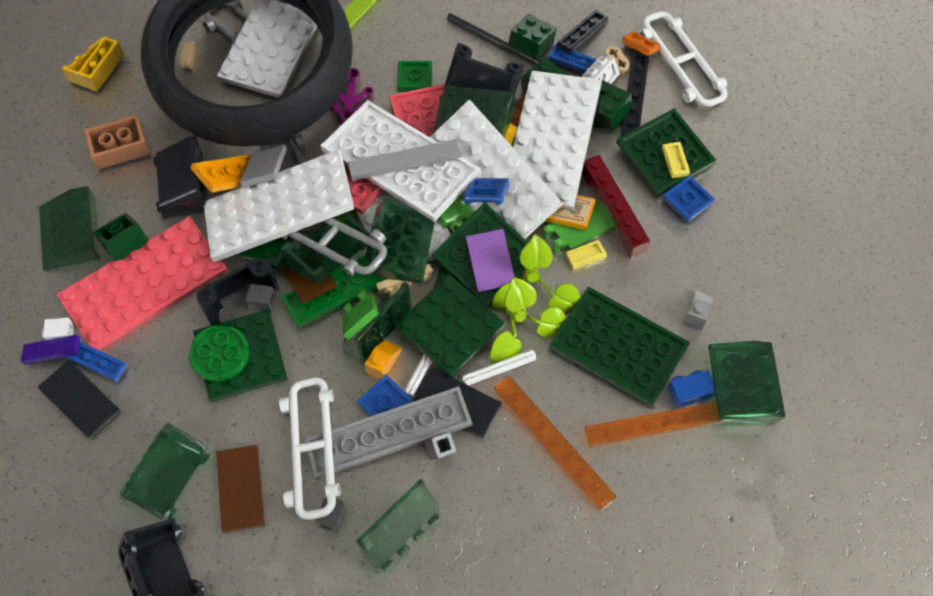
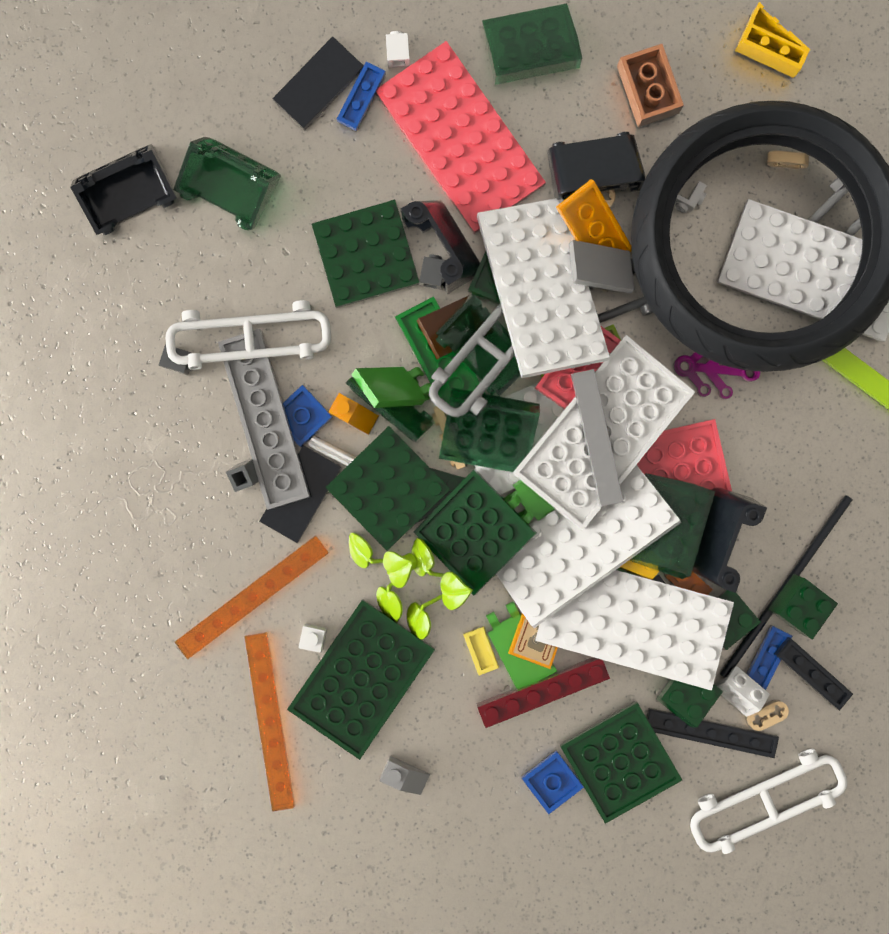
camera: 90 degrees right, 25 degrees up
(50, 349) = (374, 44): dark purple tile -> none
(121, 237) = (511, 105): dark green brick -> none
(219, 353) = (362, 230): green tile -> none
(240, 489) = (212, 264): reddish brown tile -> none
(399, 527) = (154, 430): clear green slope -> none
(414, 75) = (750, 451): green tile -> none
(487, 190) = (557, 538): blue plate -> none
(490, 260) = (462, 537): medium lavender tile -> none
(499, 367) = (339, 542): white axle -> none
(586, 384) = (312, 638): none -> white brick
(640, 43) = (791, 749): orange plate -> none
(675, 160) = (604, 773): light yellow tile -> none
(691, 389) = (304, 754): blue brick -> none
(746, 382) = (305, 816): clear green slope -> none

